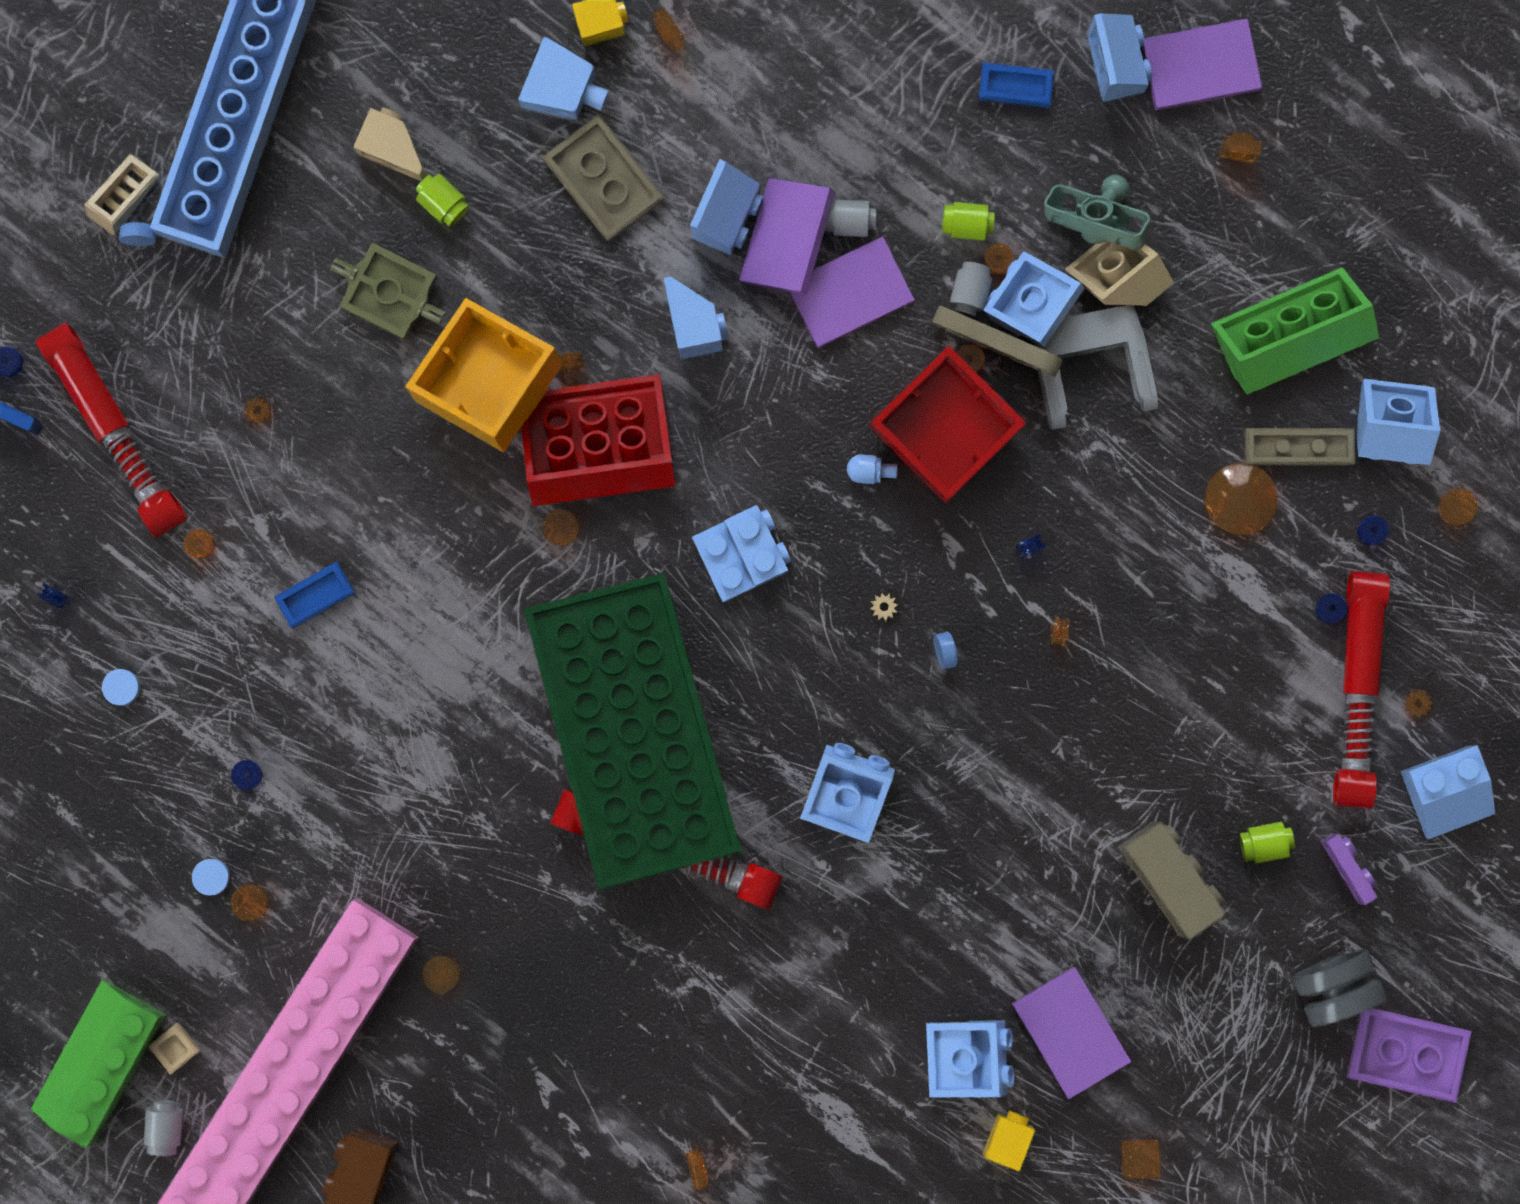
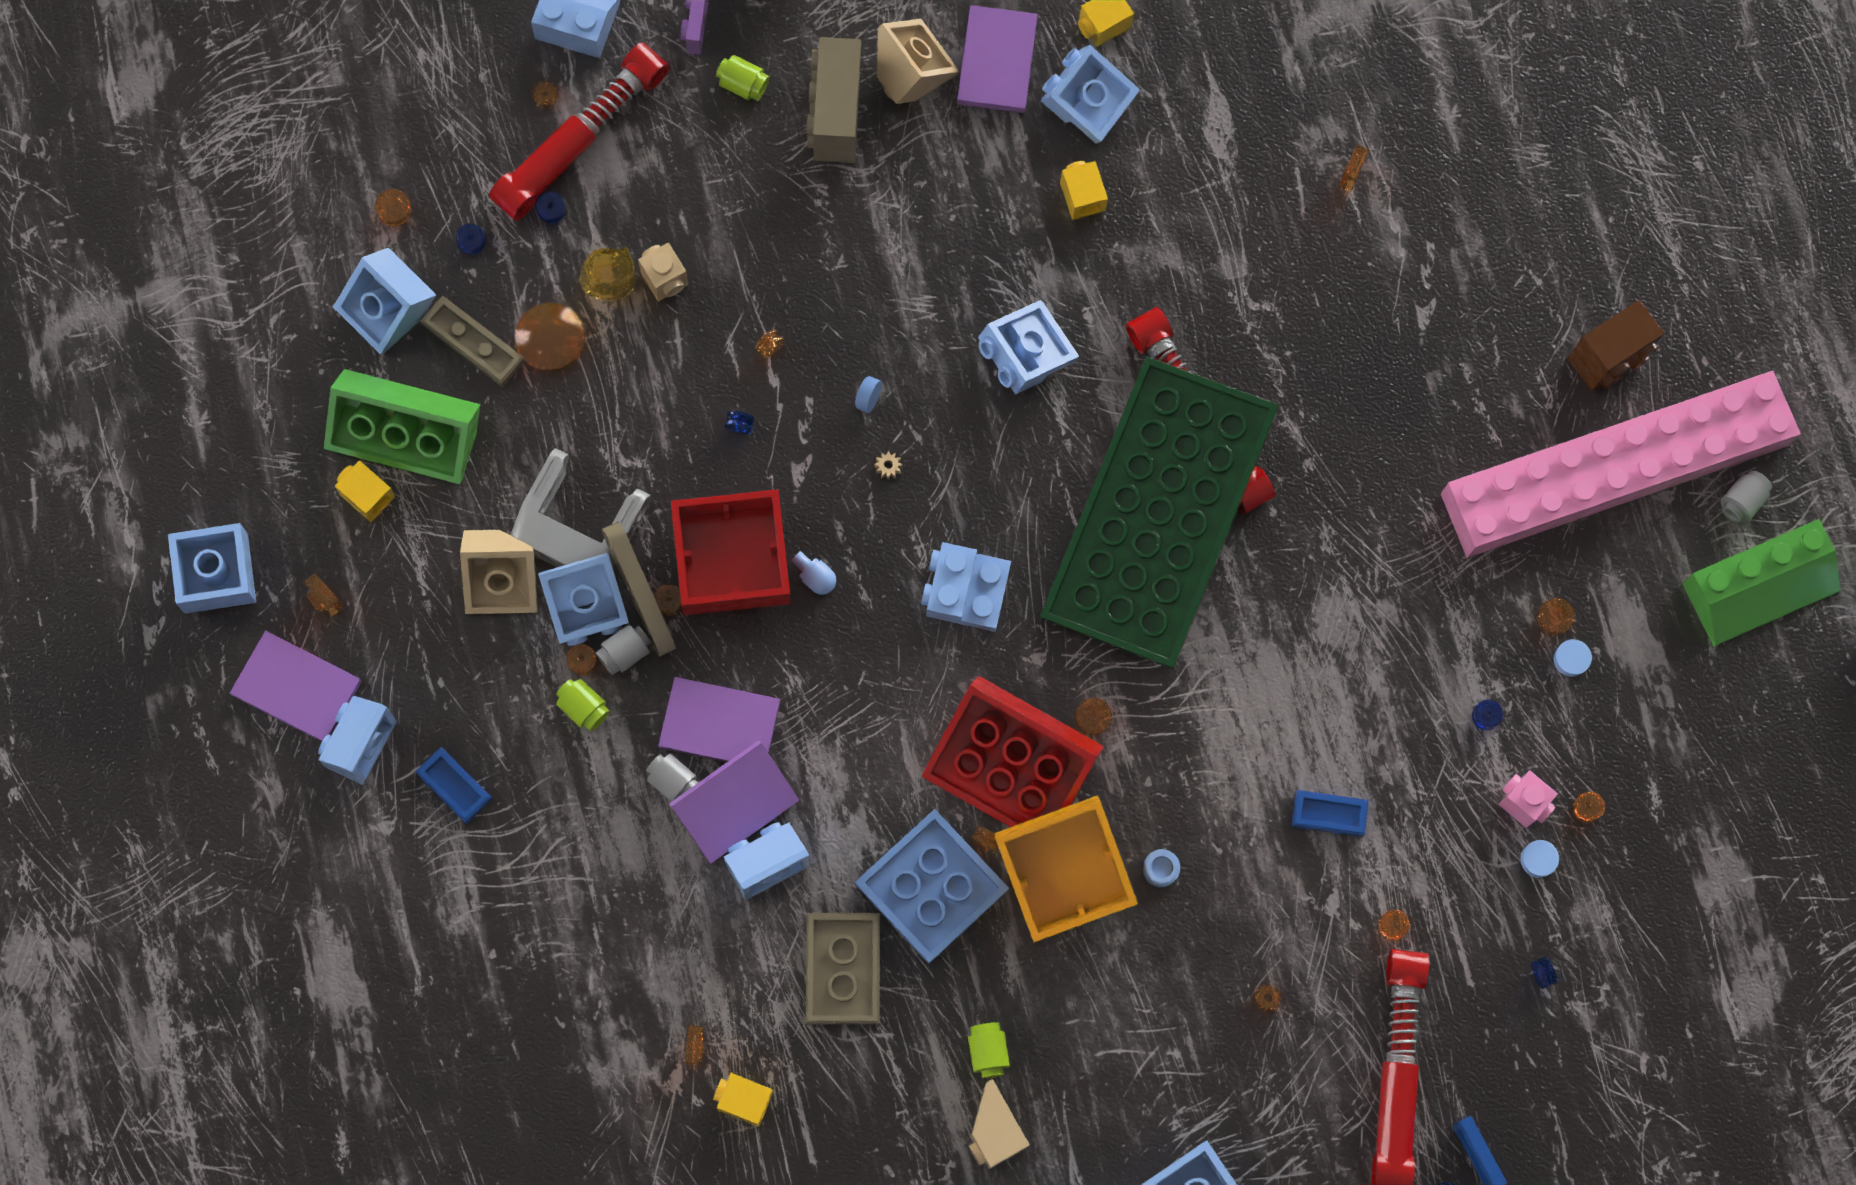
camera: 150 degrees left, 10 degrees down
(118, 765) = (1583, 812): none -> clear orange piece
(162, 725) = (1528, 799): none -> bright pink brick
(174, 1048) = (1694, 551): tan tile -> none
(388, 291) = (1089, 1009): olive plate -> none
(415, 447) = (1161, 868): none -> light blue tile
(441, 974) = (1443, 452): clear orange tile -> none
(561, 83) = (817, 1070): light blue torso -> none
(583, 291) = (931, 886): none -> medium blue plate
(694, 321) = (864, 785): light blue slope -> none
(908, 969) = (1083, 189): none -> yellow brick
(1099, 216) = (481, 641): sand green piece -> none
(1140, 971) = (911, 61): none -> tan slope
(1193, 621) = (663, 271): none -> tan brick
(1237, 586) = (608, 274): none -> clear yellow hair
(1280, 255) = (364, 490): none -> yellow brick
(1343, 98) = (211, 568): none -> light blue brick

